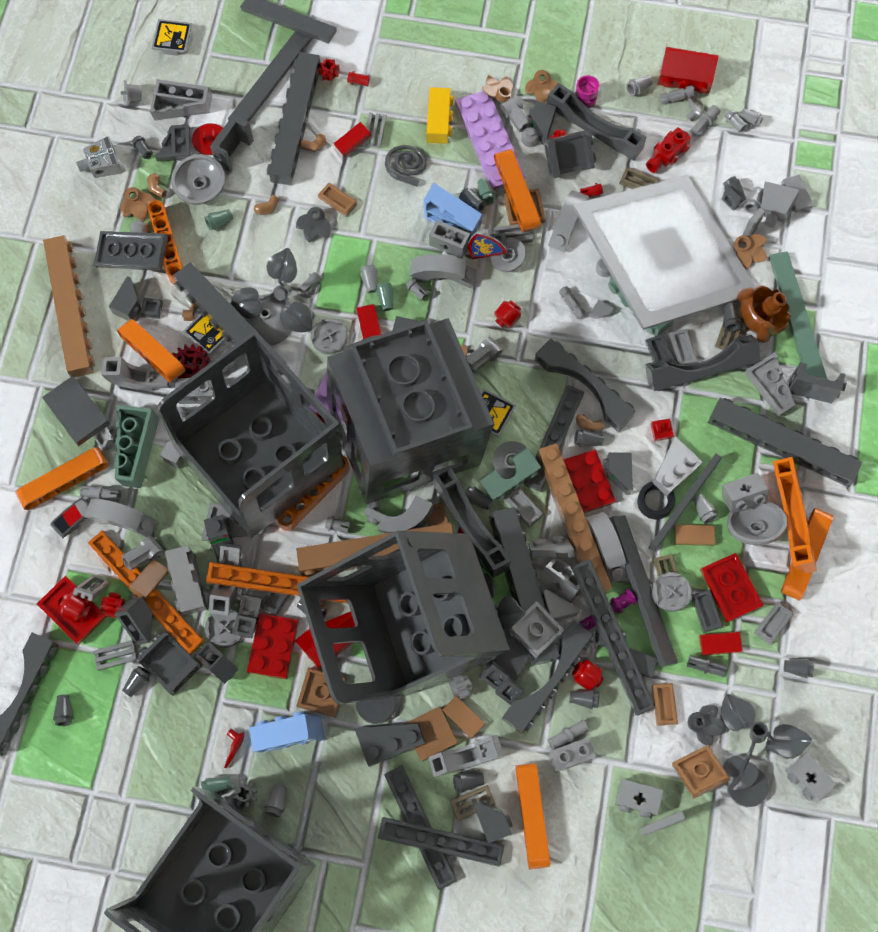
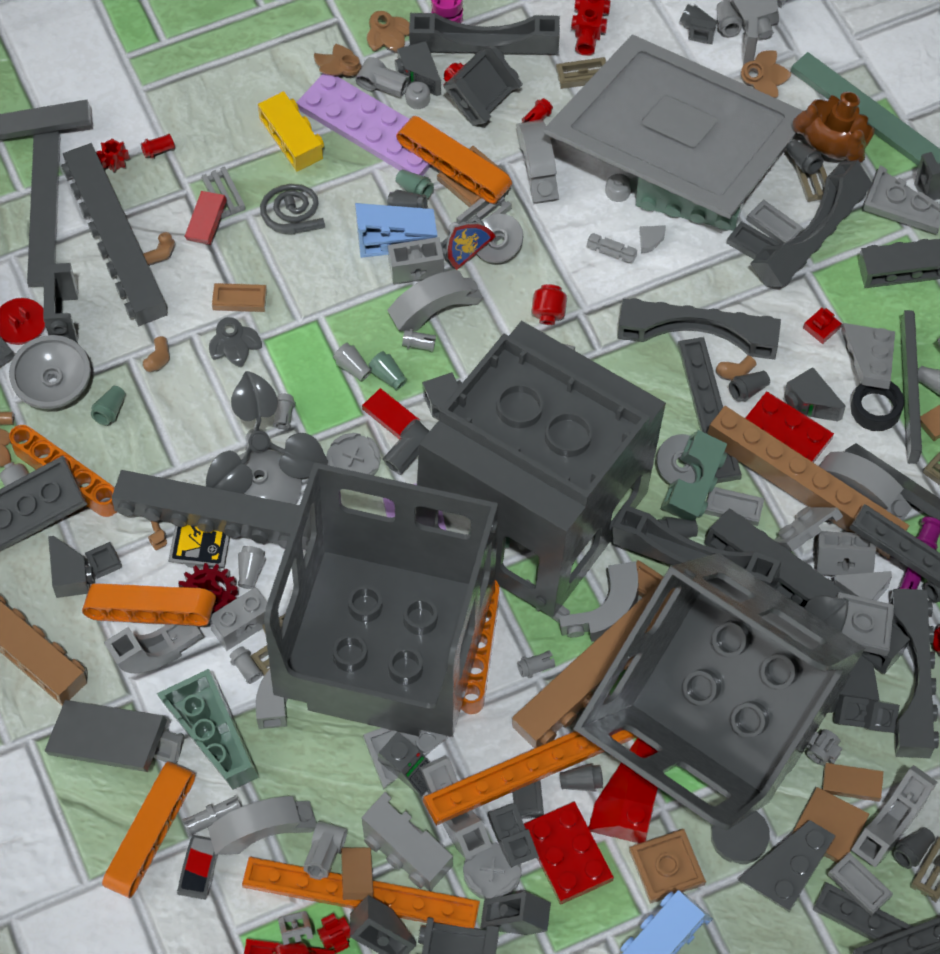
camera: 35 degrees left, 10 degrees down
(418, 780) = (860, 884): none -> light grey tile

